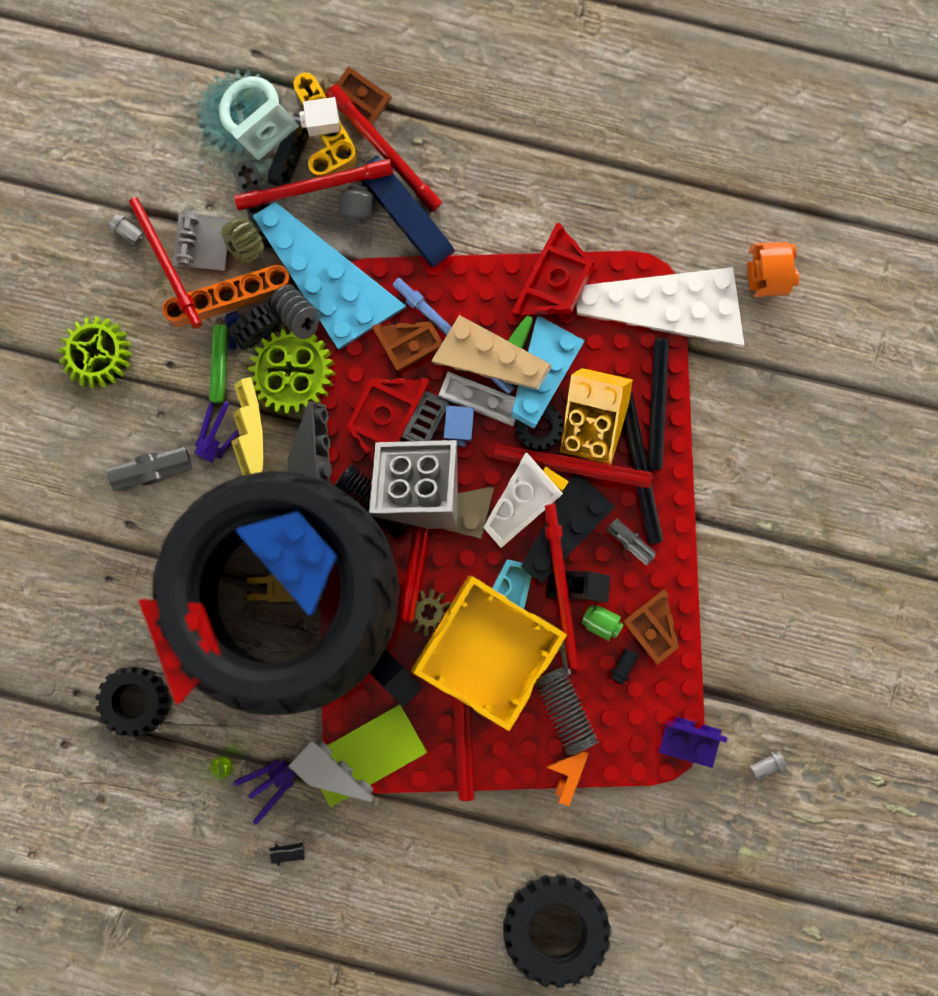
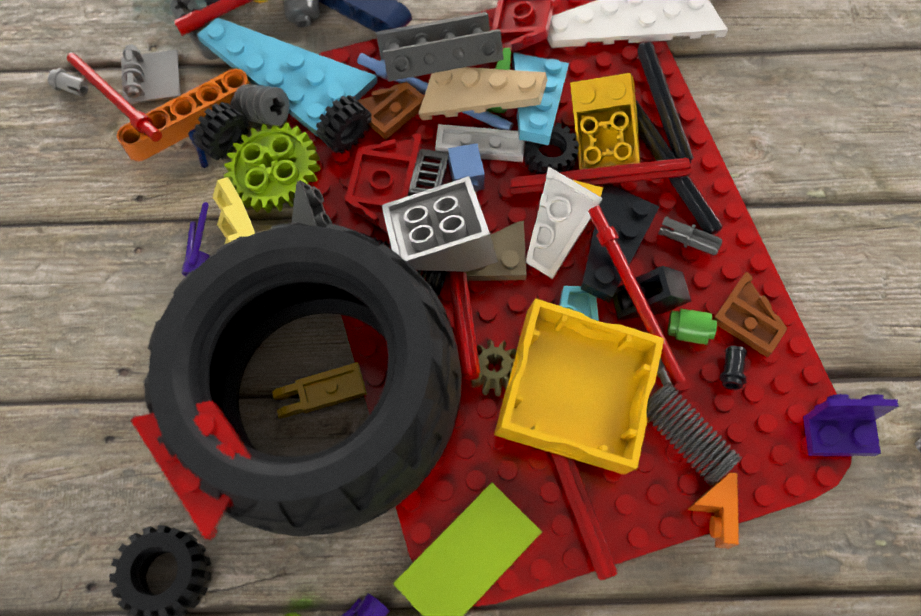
camera: 15 degrees left, 15 degrees down
(91, 363) = (56, 209): lime gear -> none
(149, 469) = (132, 303): dark grey piece -> none
(218, 363) = (191, 180): bright green axle -> none
(242, 239) = (190, 57): olive gear -> none
(293, 555) = (315, 303): blue wing -> none
(324, 772) = (425, 591): light grey slope -> none
(362, 354) = (343, 124): none -> black tyre
(396, 679) = (478, 453): black slope -> none
(467, 280) = (439, 46): none -> dark grey fence

